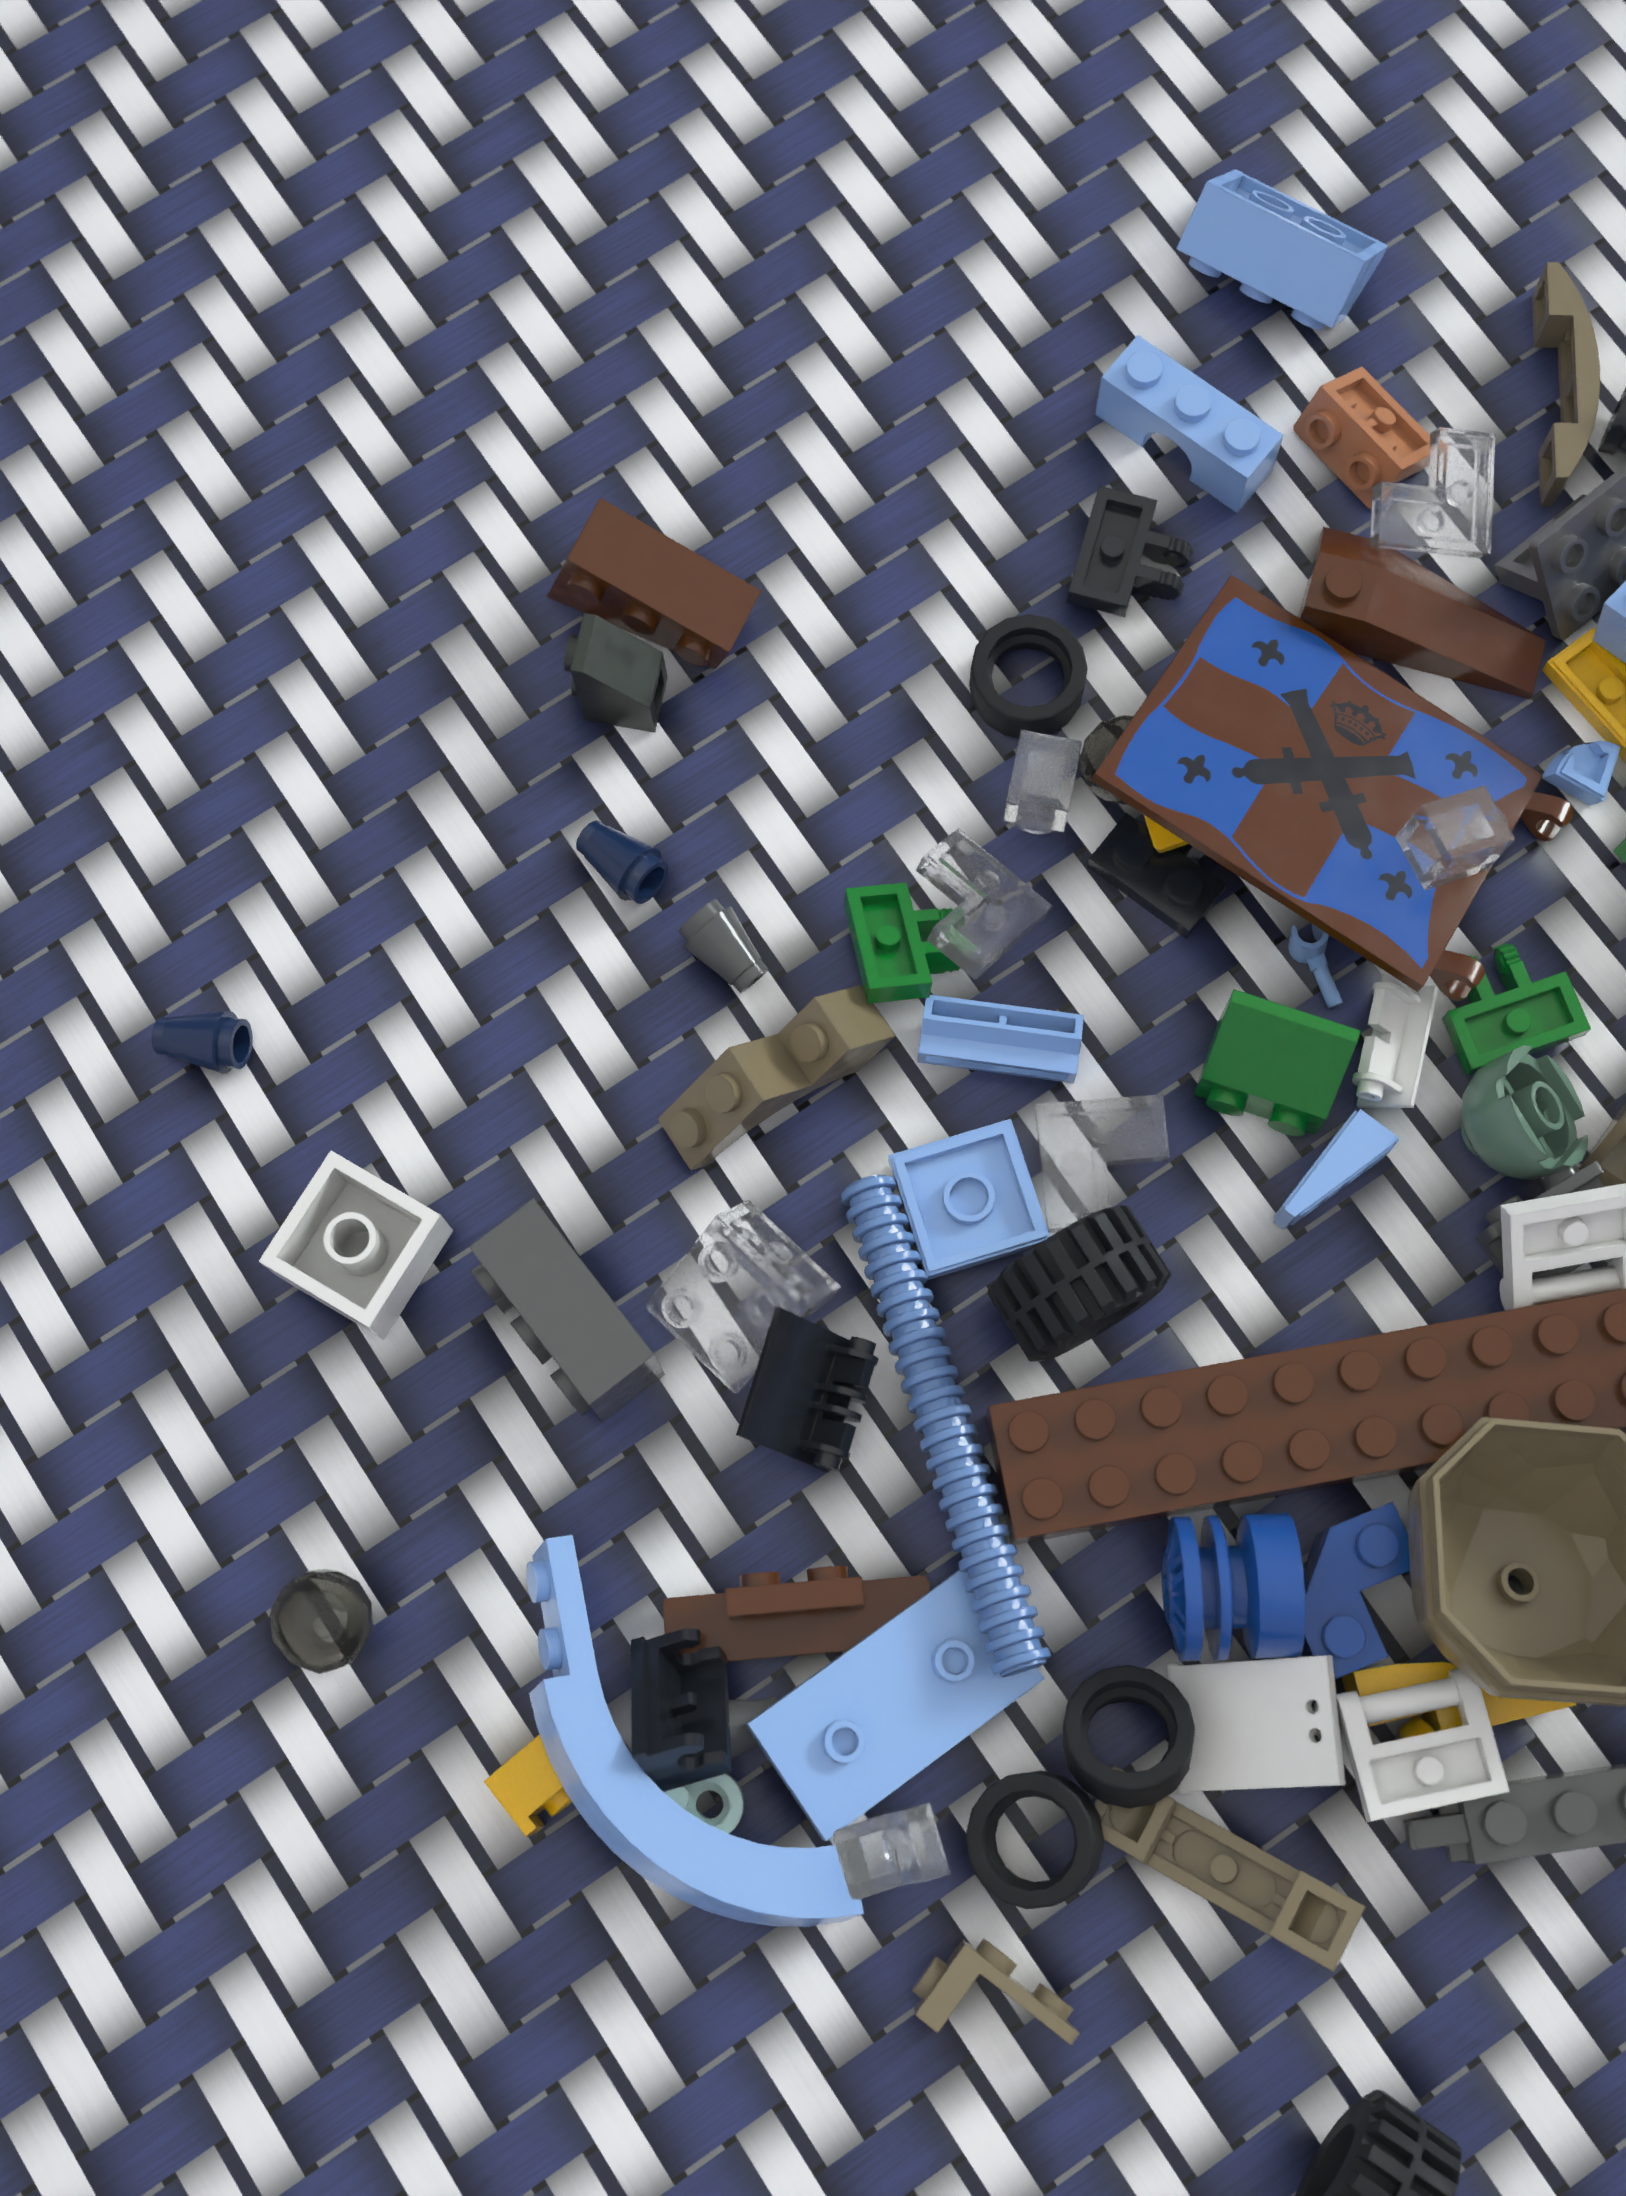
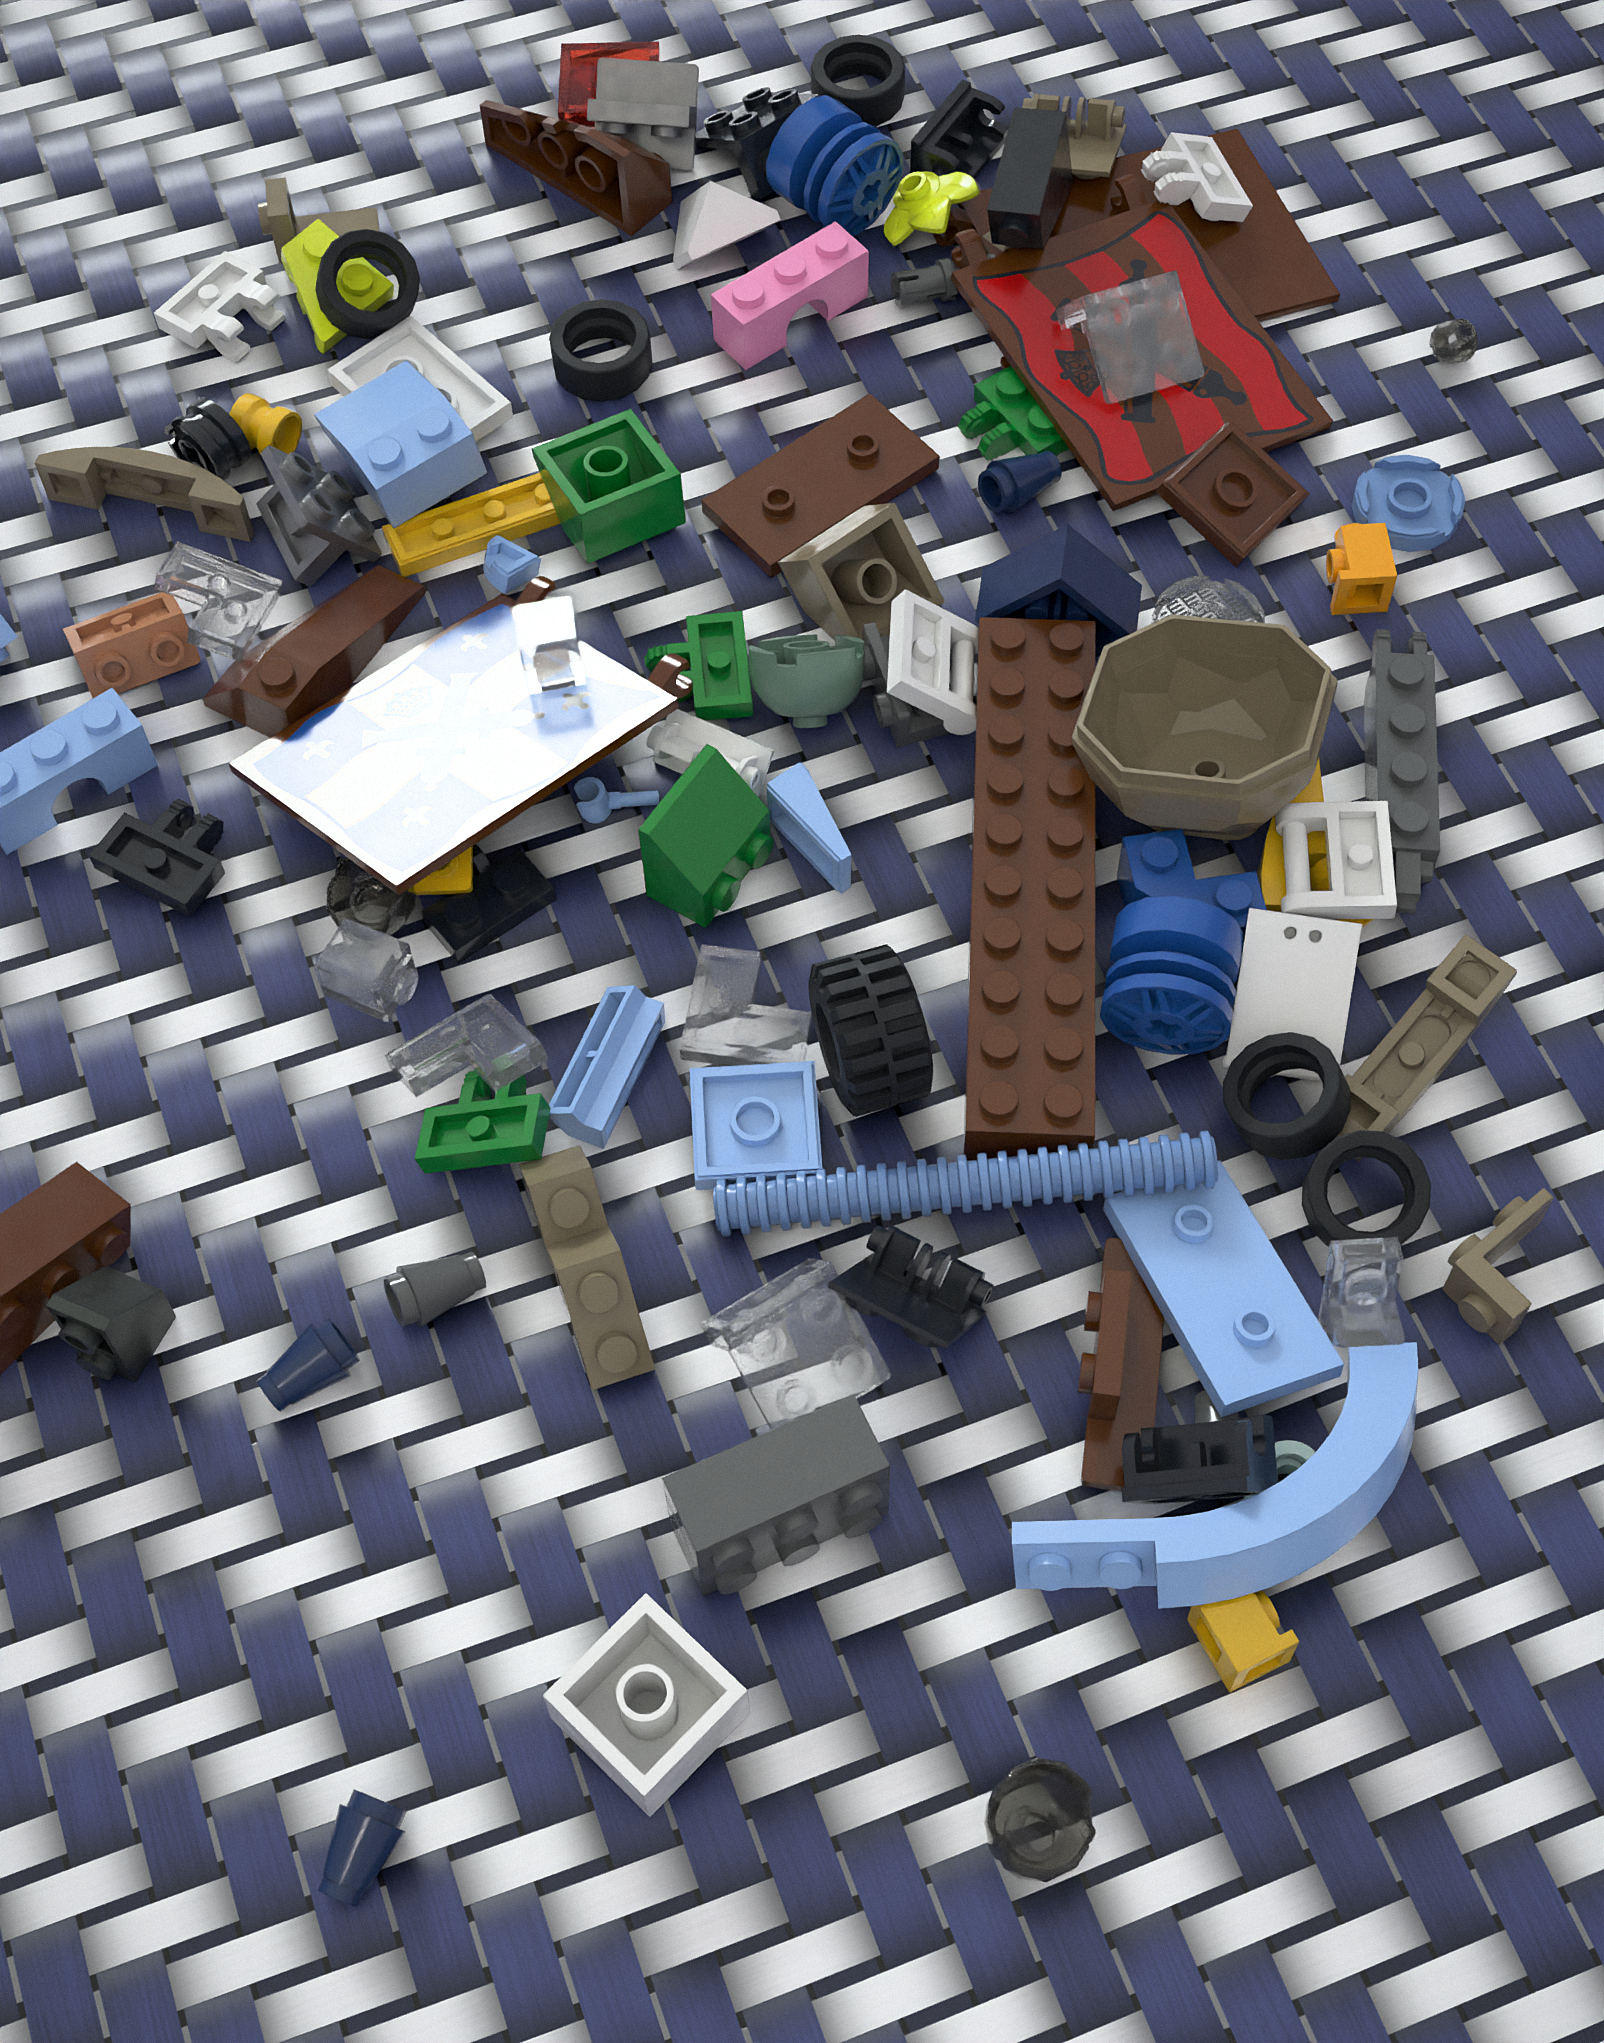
camera: 80 degrees left, 15 degrees down
(1037, 634) = (244, 923): black tyre -> none

